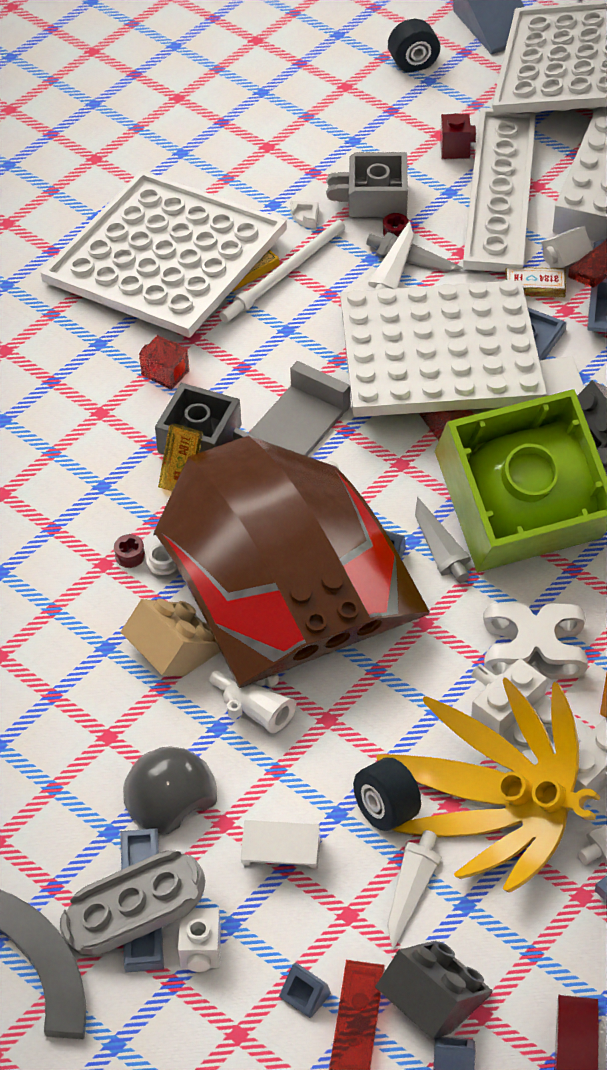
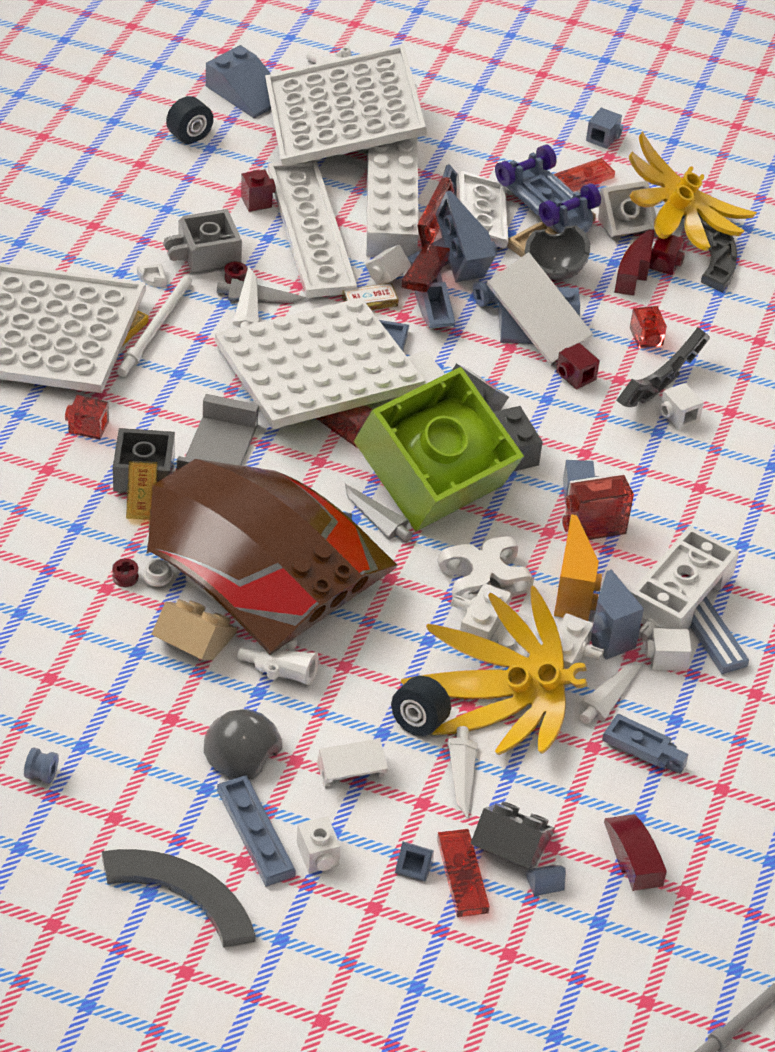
camera: 25 degrees left, 5 degrees down
(132, 902) = (255, 830): light grey tile -> none

